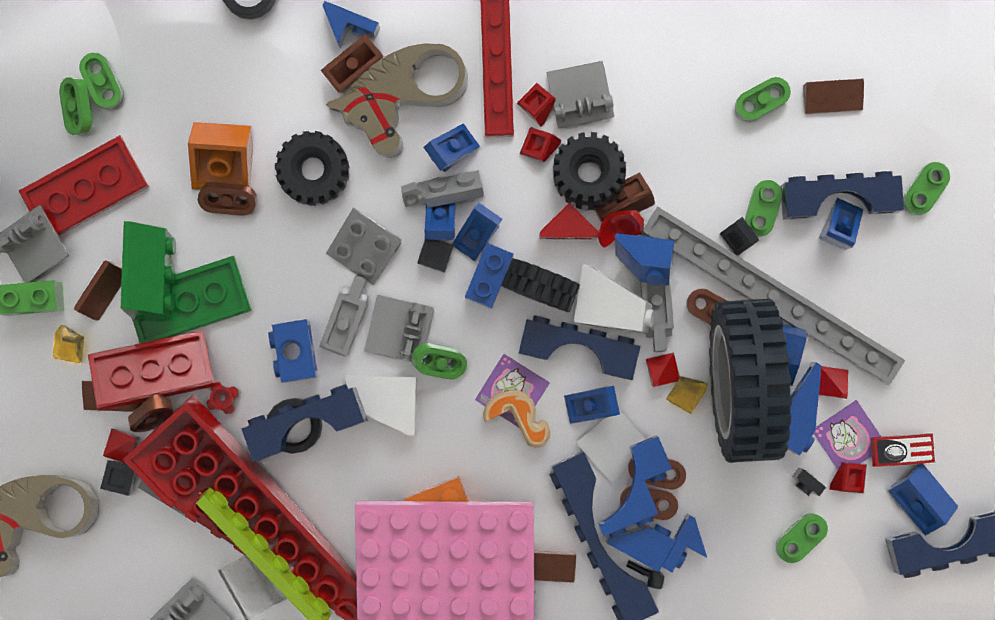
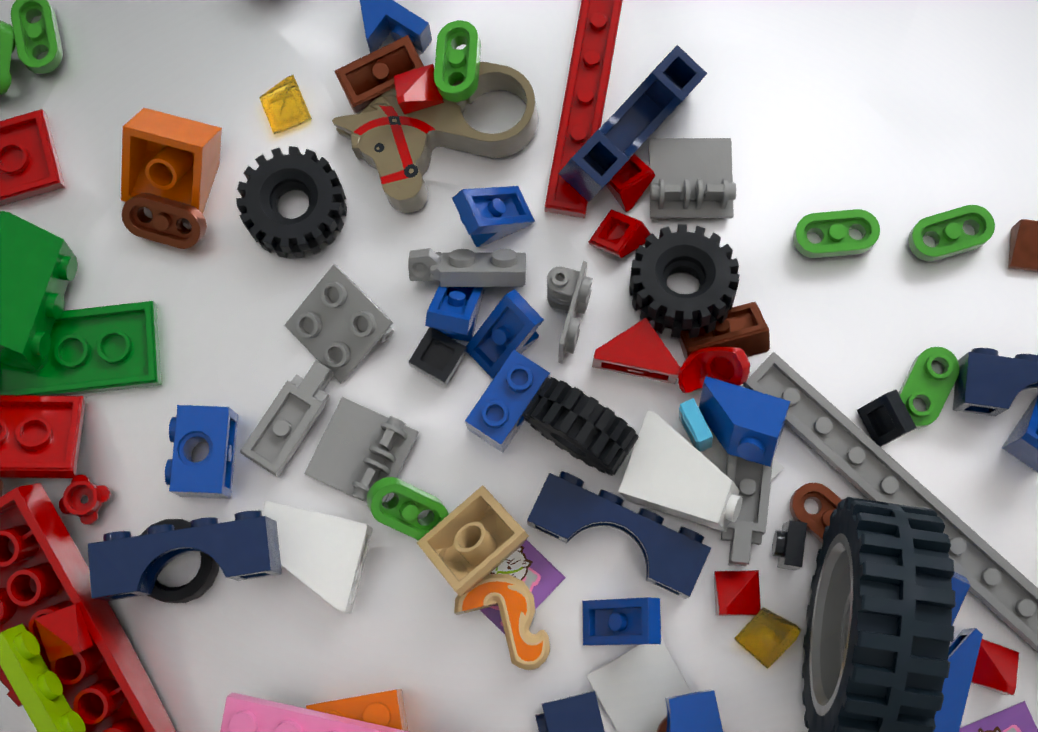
camera: 20 degrees right, 10 degrees down
(239, 487) = (63, 632): none -> red slope
(289, 98) = (285, 105): none -> clear yellow slope
(381, 72) = (417, 89): none -> red slope
(405, 50) = (457, 64): none -> bright green plate
(486, 373) = (472, 541): none -> tan slope
(516, 195) = (569, 292): none -> light grey hinge
(523, 85) = (632, 123): none -> dark blue arch
(615, 267) = (695, 425): none -> medium azure tile
(684, 115) = (834, 233): none -> bright green plate
(690, 332) = (790, 544): none -> black plate

